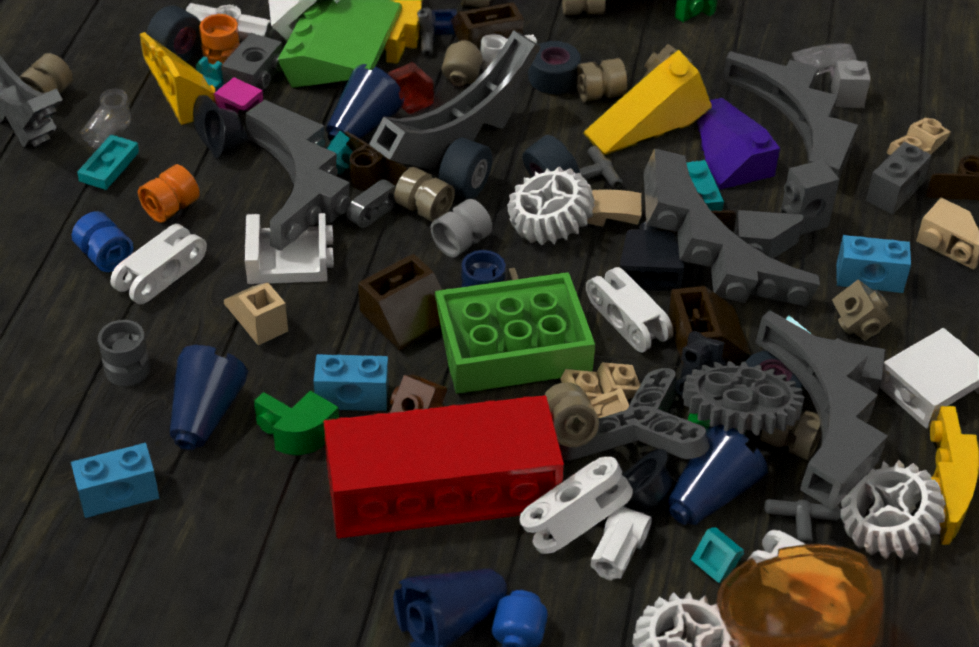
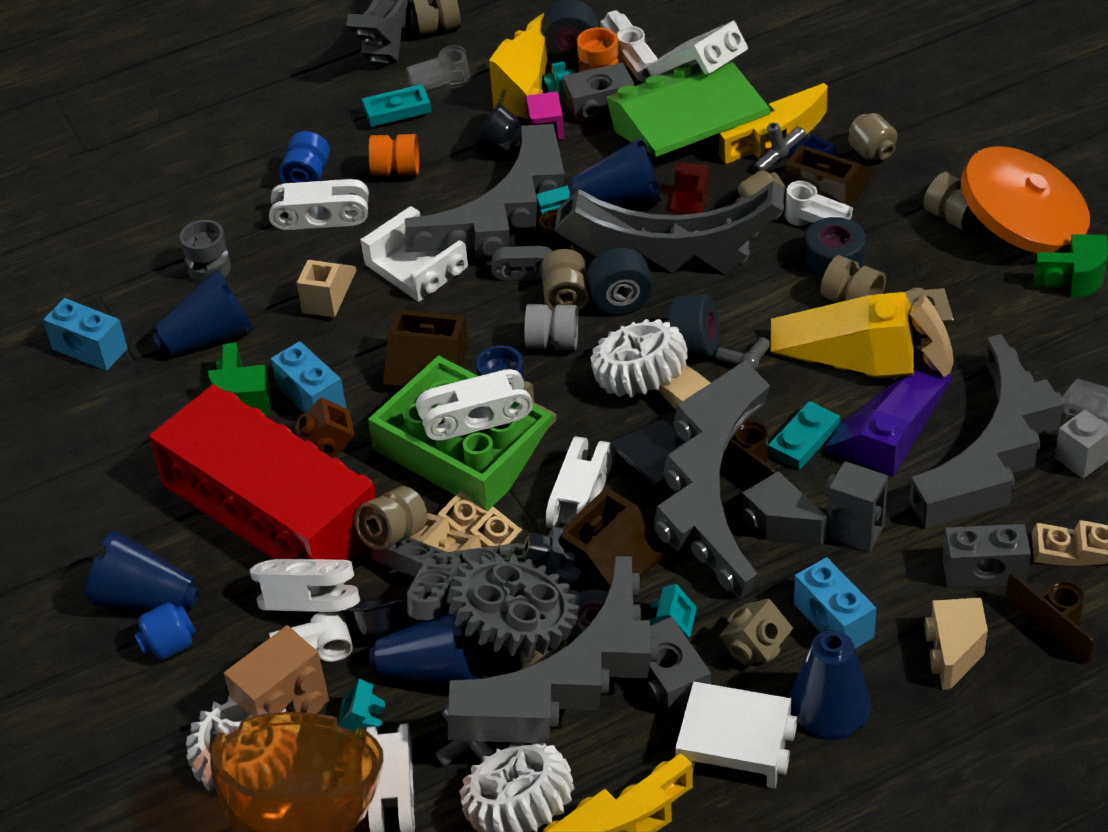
camera: 55 degrees right, 0 degrees up
(525, 298) = (473, 404): none -> white piece
(666, 571) = (279, 676): none -> medium nougat brick
(711, 80) = (937, 345): none -> tan slope
(946, 301) = (831, 689): none -> dark blue cone

